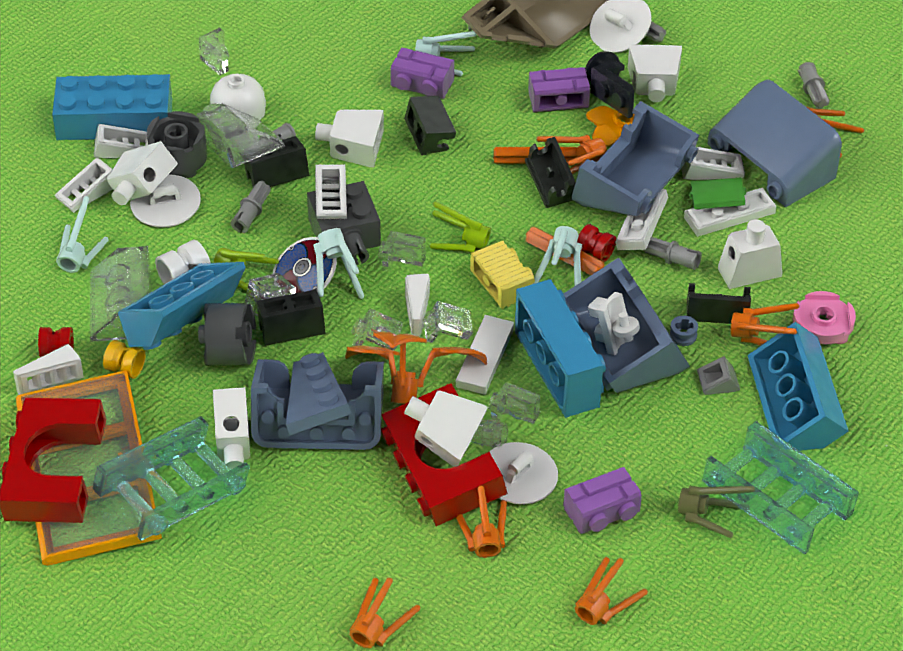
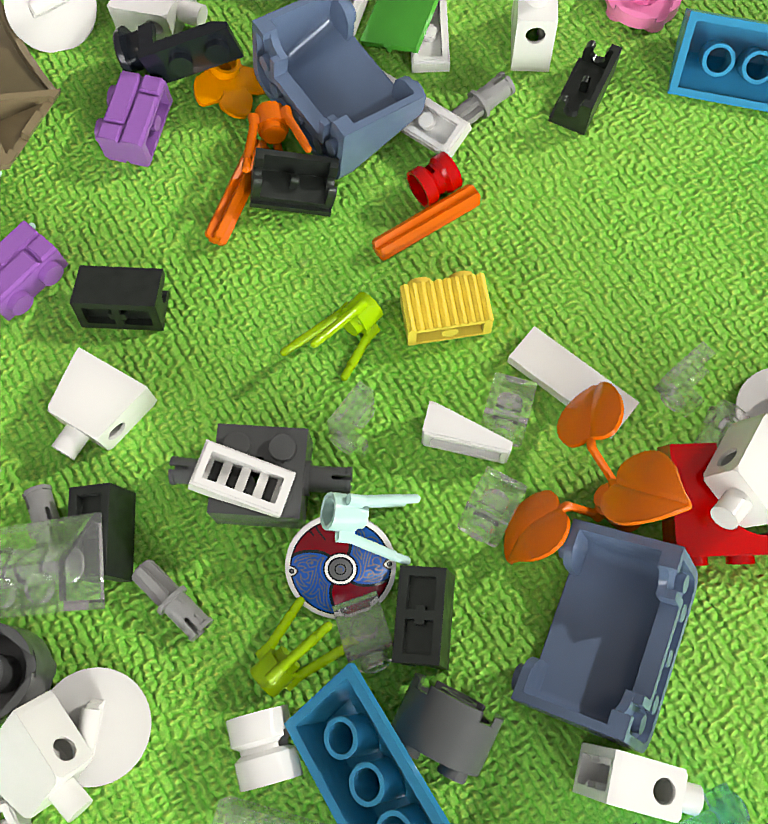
camera: 65 degrees left, 25 degrees up
(314, 395) = (629, 640): sand blue wing -> none
(559, 348) = (628, 286): dark azure brick -> none
(562, 245) = (438, 211): light aqua plant -> none
(615, 324) = (606, 210): white hips -> none
(650, 353) = (613, 205): sand blue windscreen -> none
(686, 323) = (614, 131): sand blue bush -> none
(718, 377) = (696, 136): light grey slope -> none
(747, 326) = (642, 69): orange plant -> none

